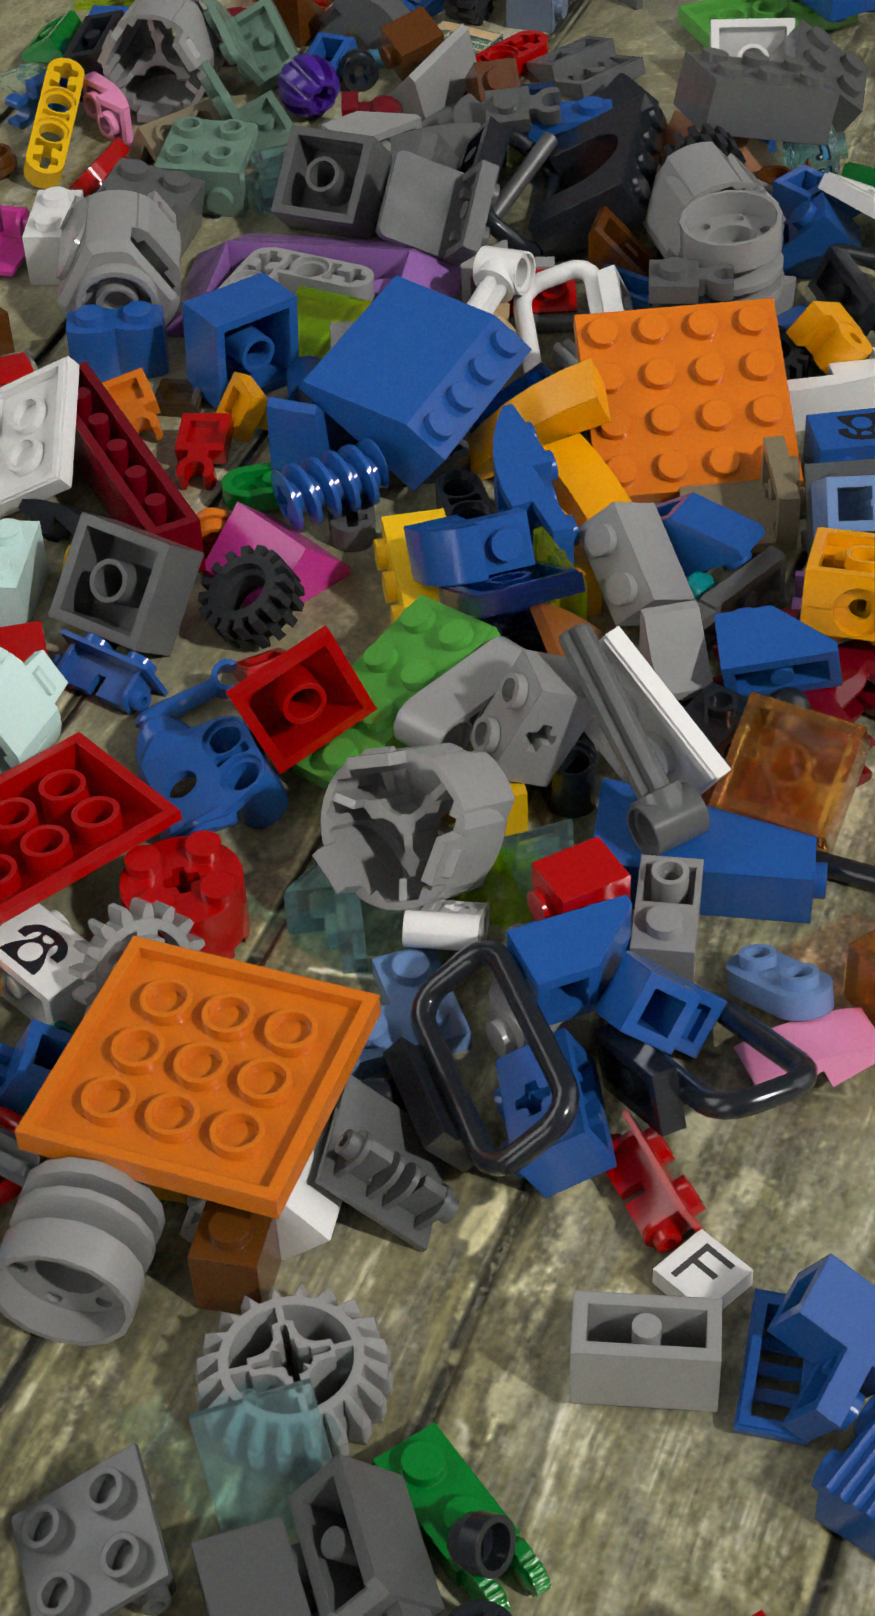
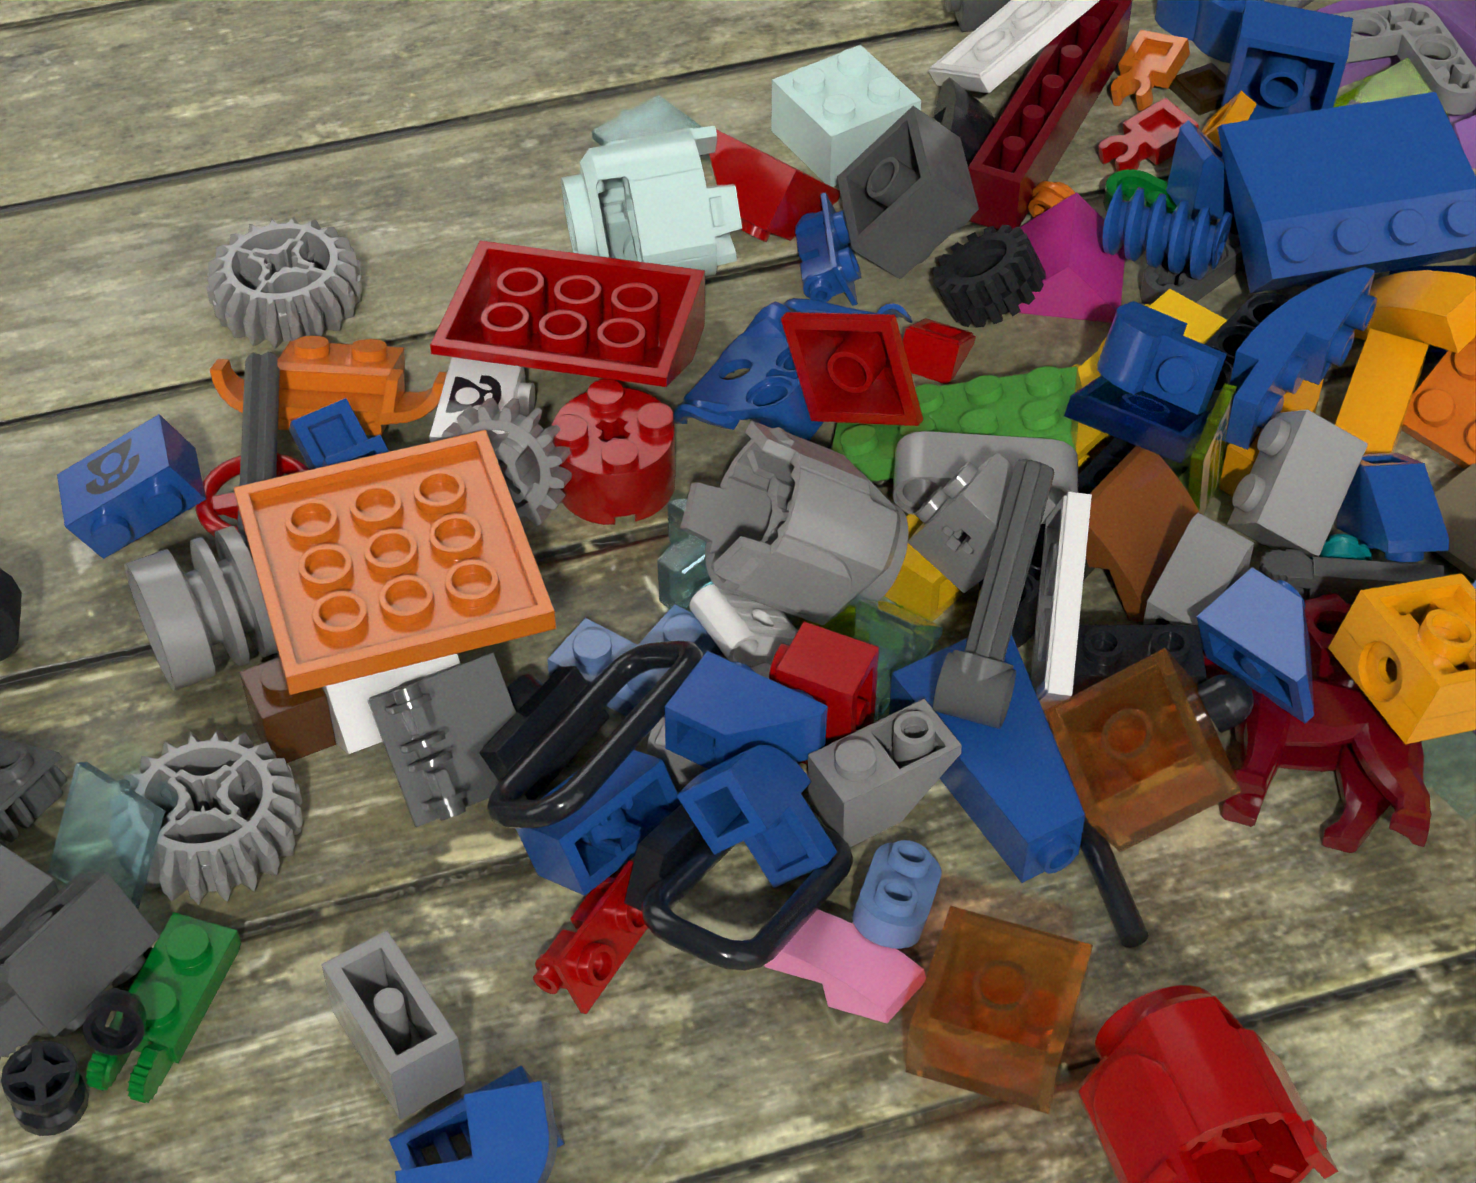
camera: 50 degrees right, 5 degrees up
(703, 1270) = (532, 1029): white tile -> none

